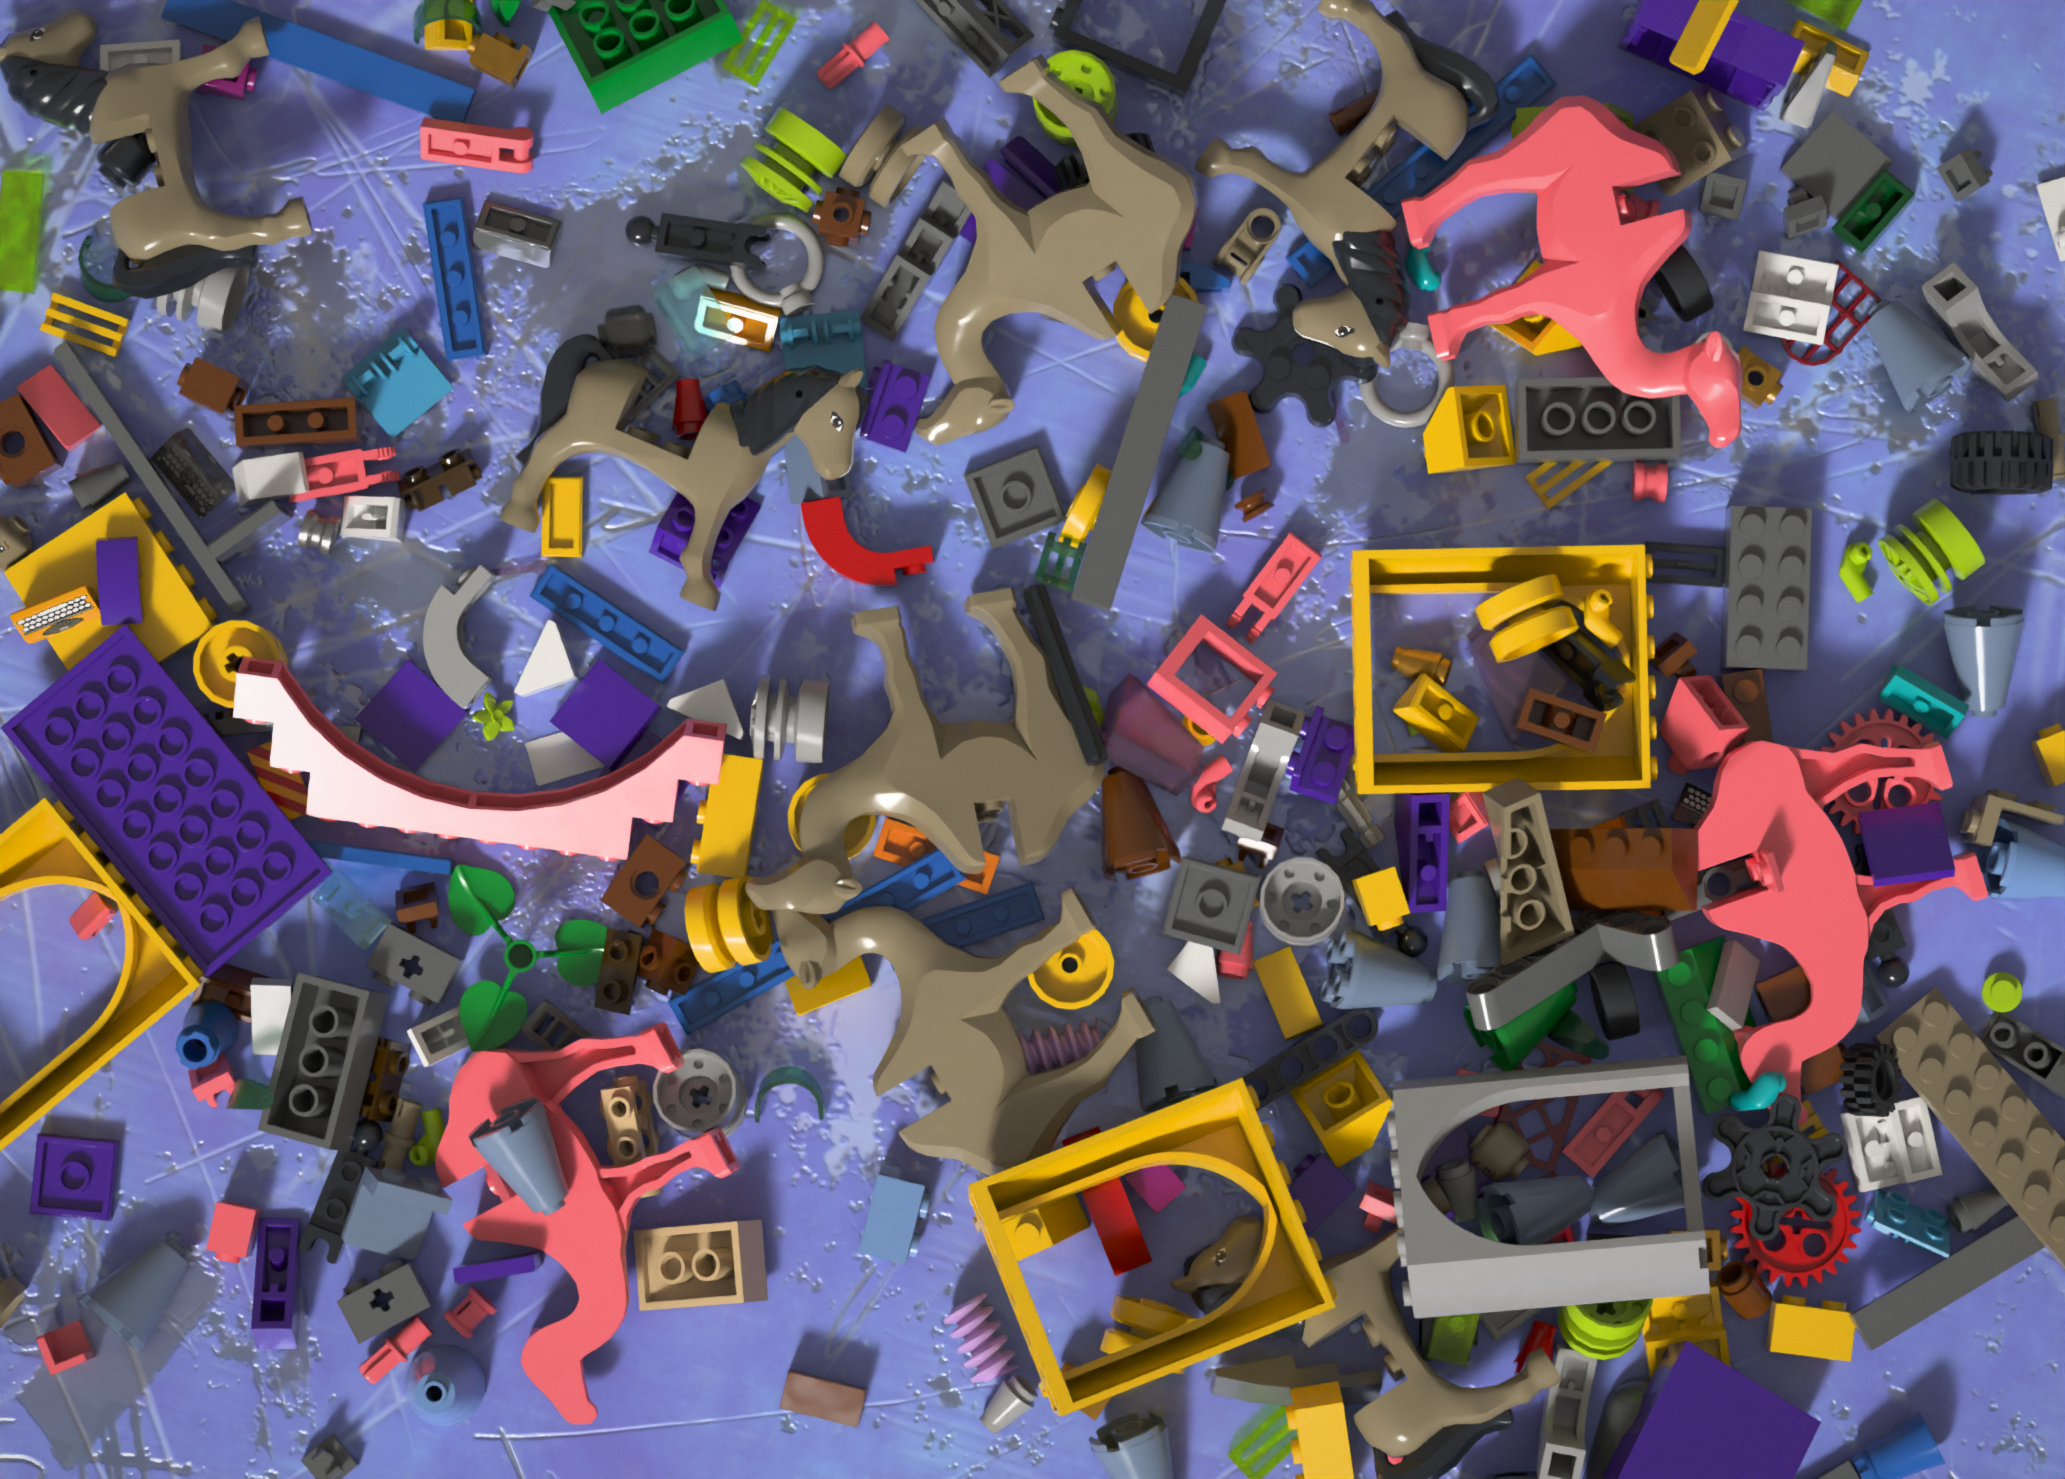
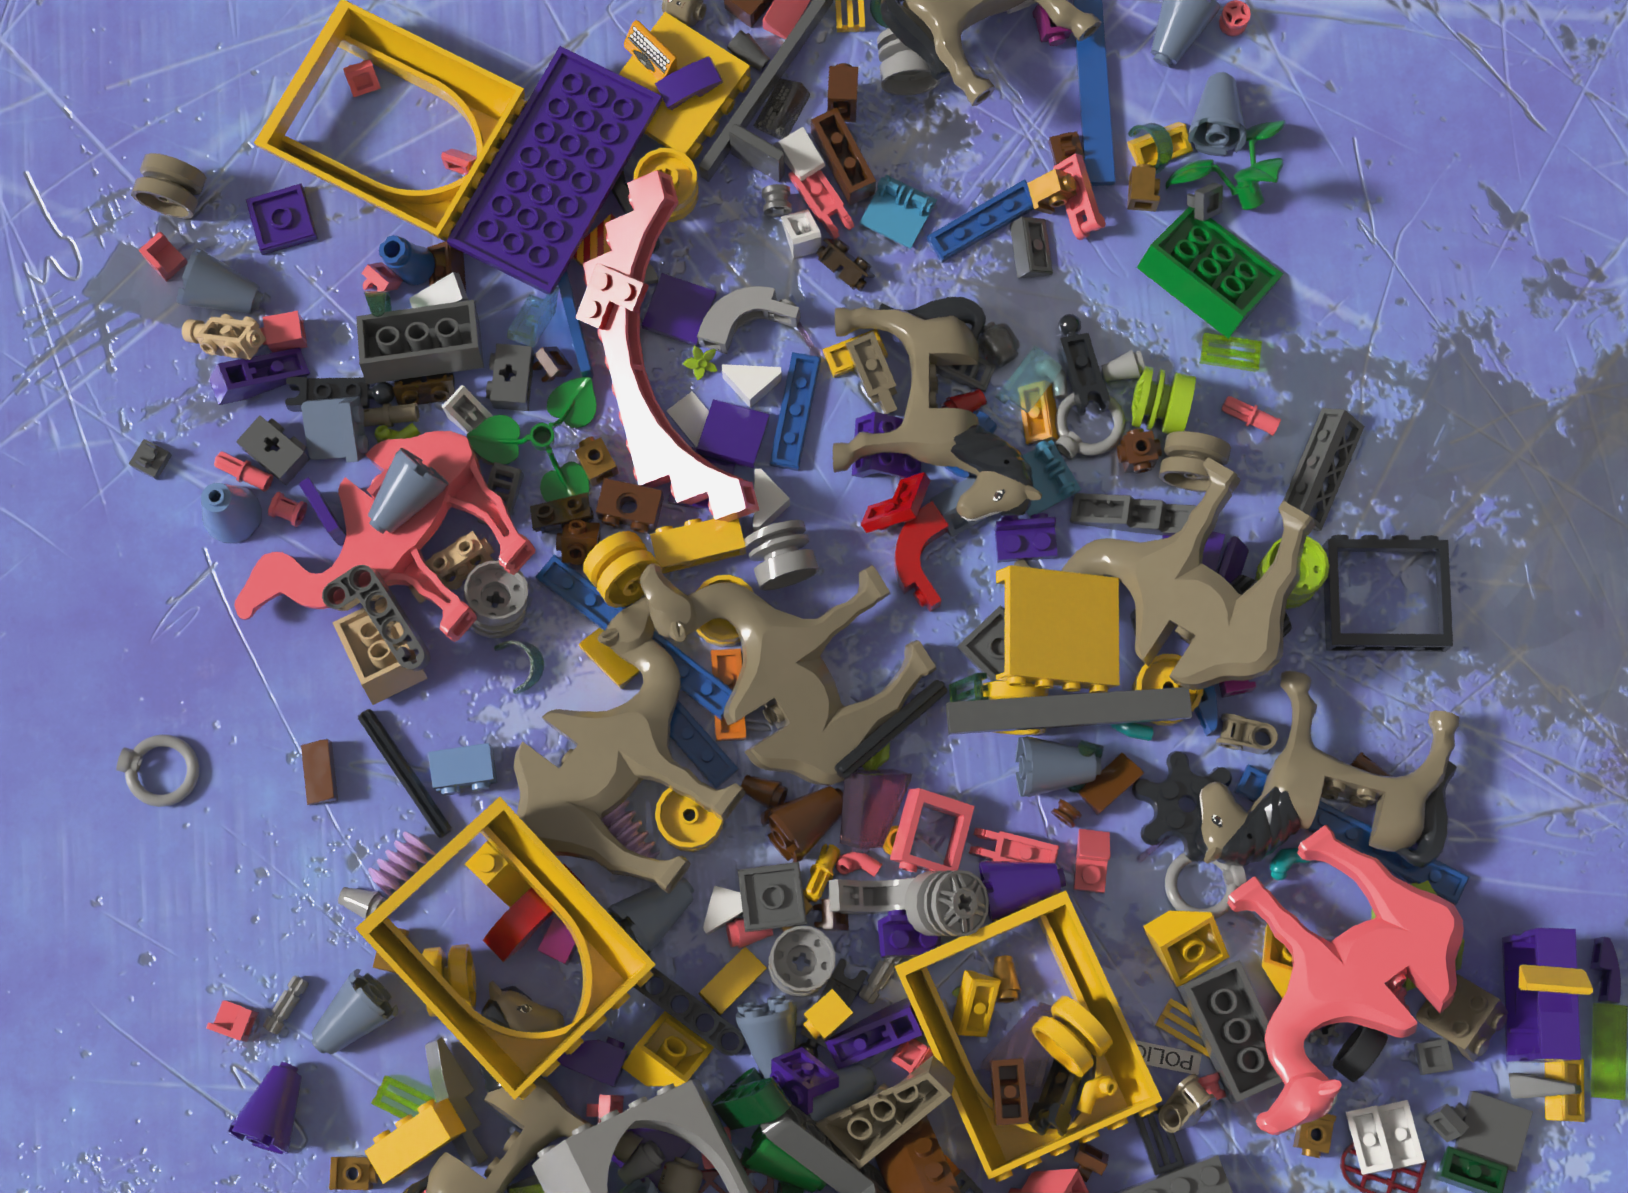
camera: 65 degrees right, 10 degrees down
(212, 1306) = (225, 336): none -> tan brick
(359, 798) = (605, 290): none -> plate
(402, 131) = (1064, 146): none -> reddish brown tile
(456, 177) = (1052, 190): none -> pearl gold brick
(583, 896) = (600, 468): none -> pearl gold brick
(599, 504) = (873, 371): none -> dark tan hinge
(678, 1246) = (383, 621): none -> dark grey beam
(724, 185) = (1124, 367): none -> light grey cone
(793, 547) = (900, 508): none -> red plate
(867, 1293) = (404, 773): none -> black axle
(1034, 418) = (1060, 629): none -> yellow panel
(1075, 860) = (764, 791): none -> reddish brown cone
(1203, 832) = (821, 872): none -> yellow axle
(1308, 699) = (946, 903): none -> light grey wheel
(1320, 603) = (1018, 885): none -> dark purple cone
(1322, 499) = (1091, 861): none -> coral slope
(1442, 958) = (802, 1077): none -> dark purple bracket
(1444, 1029) = (751, 1101): none -> dark green beam
(1592, 511) = (1170, 1057): none -> white sticker
(1659, 517) = (1185, 1105): none -> dark tan piece

